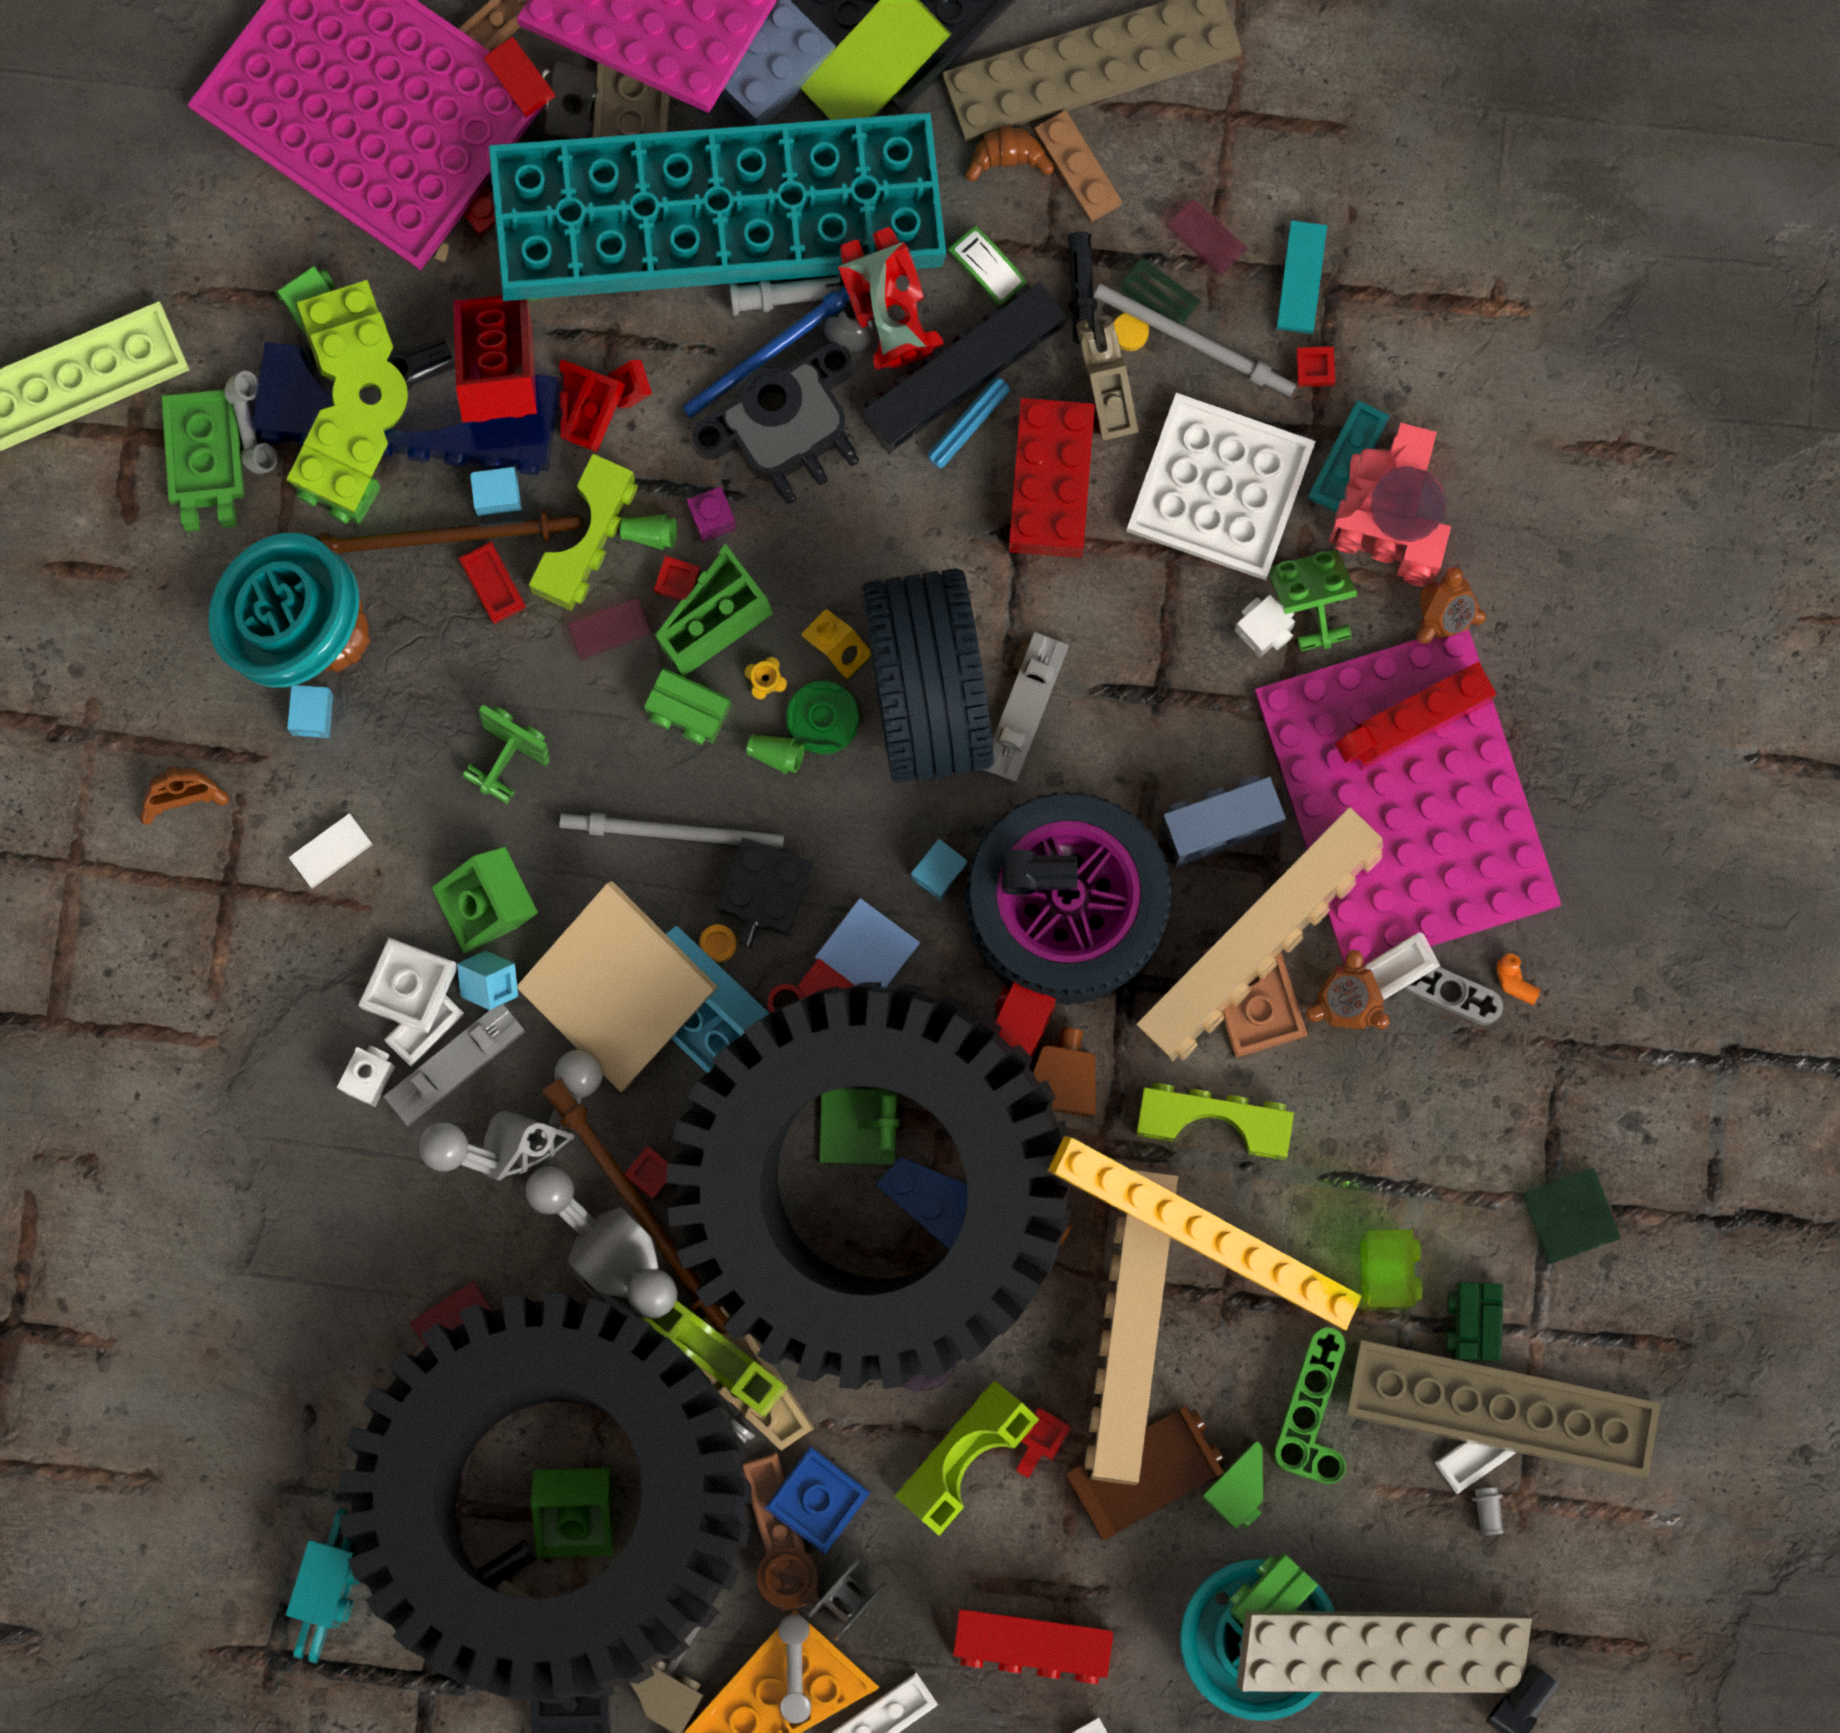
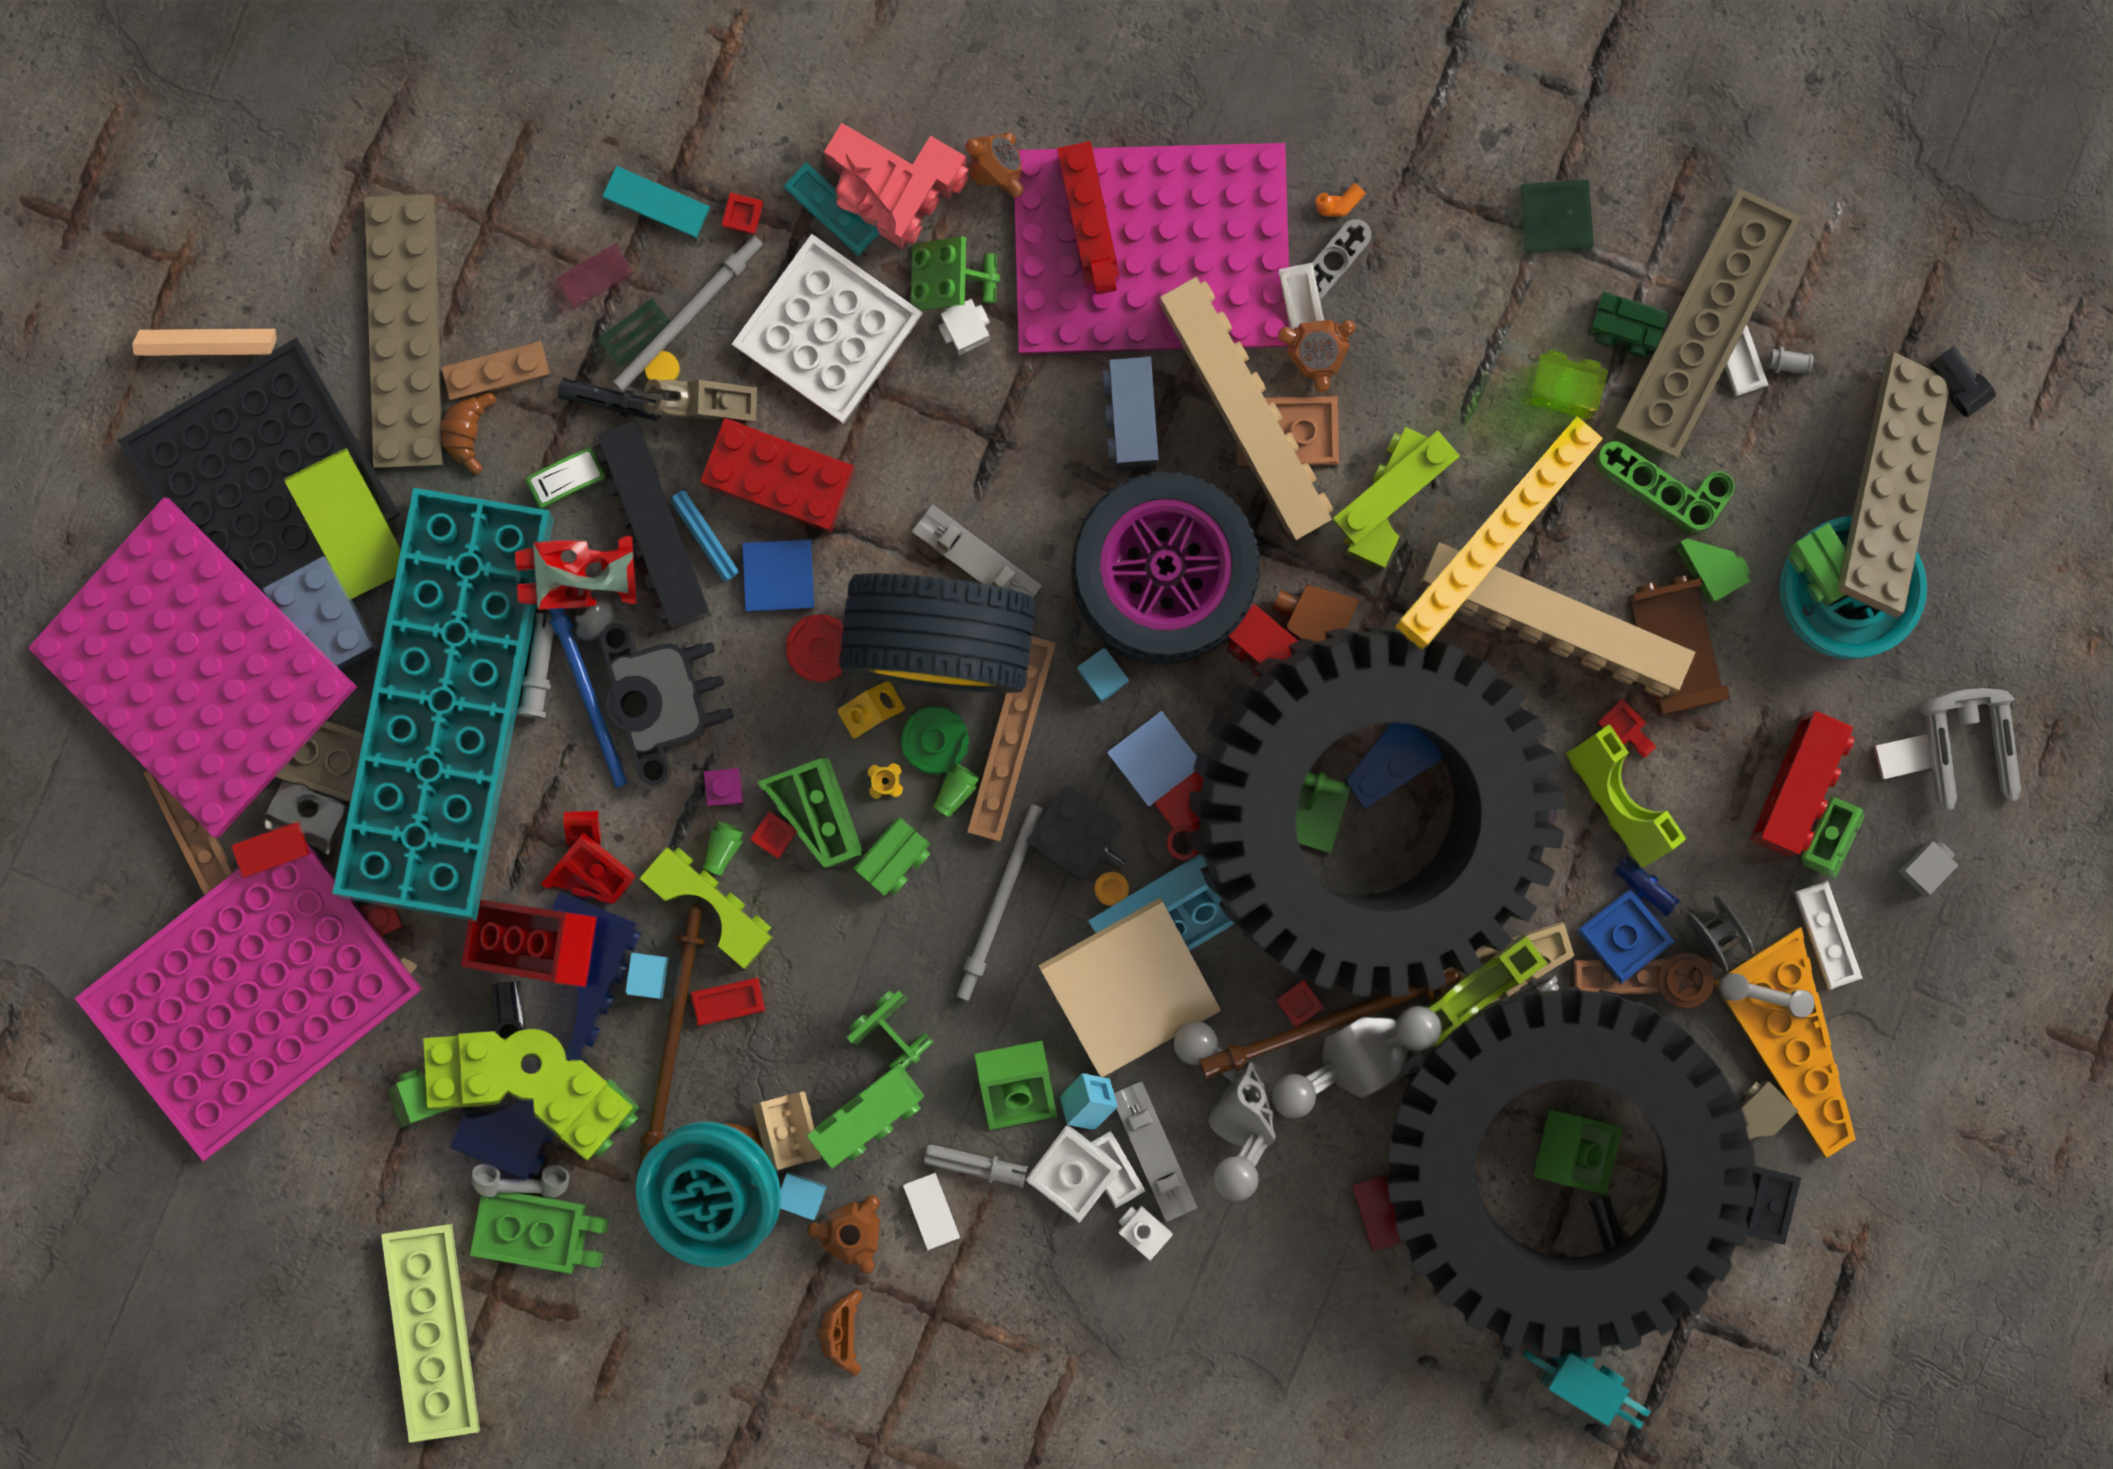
camera: 80 degrees left, 5 degrees up
(285, 774) = (851, 1233): none -> dark orange rock
(373, 677) = (784, 1128): none -> tan bracket
(390, 895) = (976, 1165): none -> light grey axle
(408, 752) = (866, 1117): none -> bright green wedge
(609, 629) = (800, 908): clear pink tile -> none
(844, 795) = (1010, 746): none -> medium nougat plate
(877, 1509) = (1646, 886): none -> clear blue pin
(881, 560) = (815, 648): none -> red tile
(949, 509) = (778, 575): none -> blue tile
(985, 1694) = (1833, 837): none -> bright green brick
(1026, 872) = (1142, 592): black piece -> none
(1225, 1119) = (1396, 487): none -> lime plate
(1408, 504) = (900, 167): tile -> none

